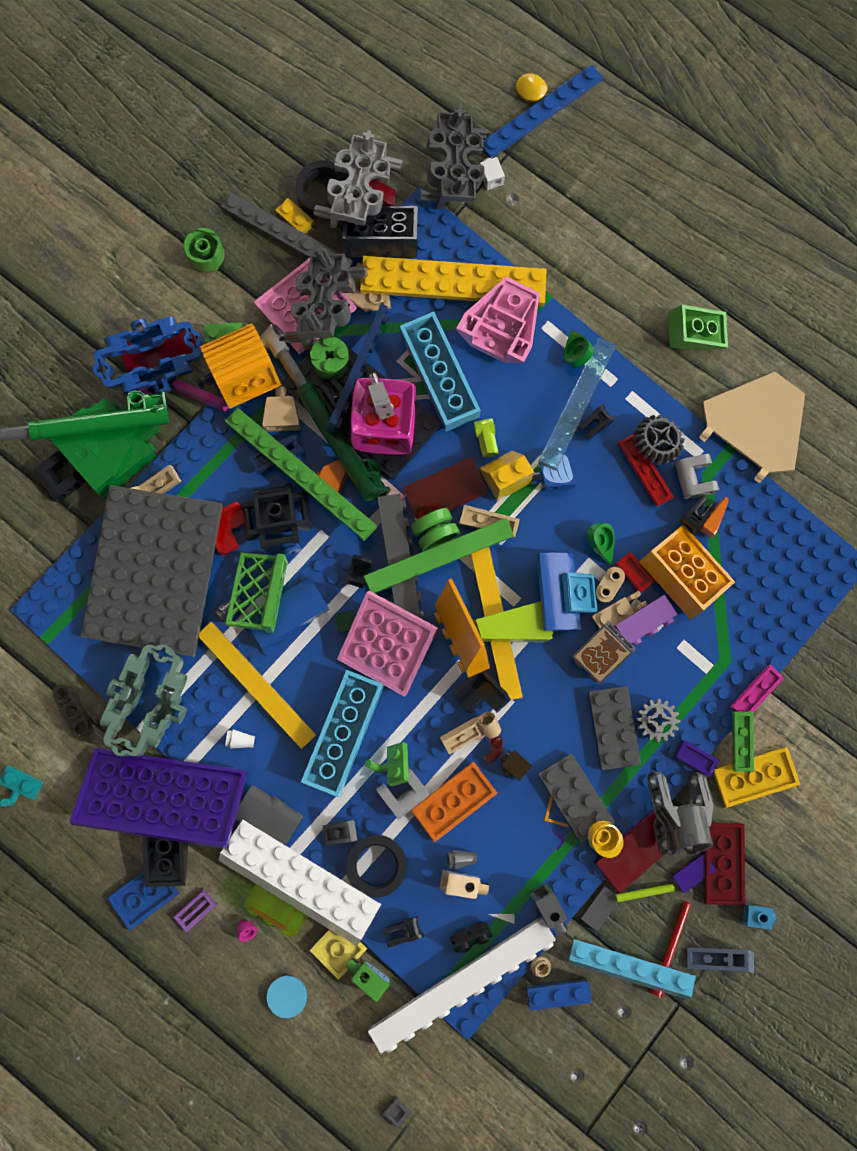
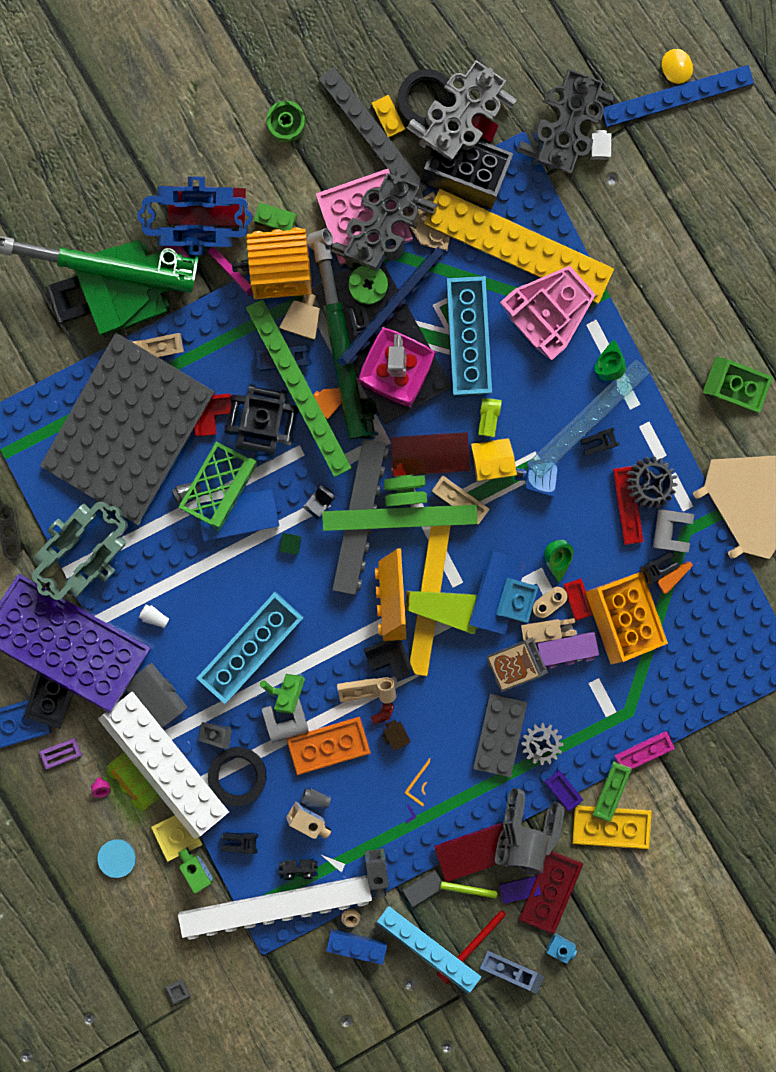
camera: 15 degrees right, 10 degrees up
(257, 685) = (186, 571): yellow tile -> none
(387, 643) = (320, 581): bright pink plate -> none
(574, 796) = (440, 784): dark grey plate -> none
(605, 839) = (451, 830): yellow hat -> none

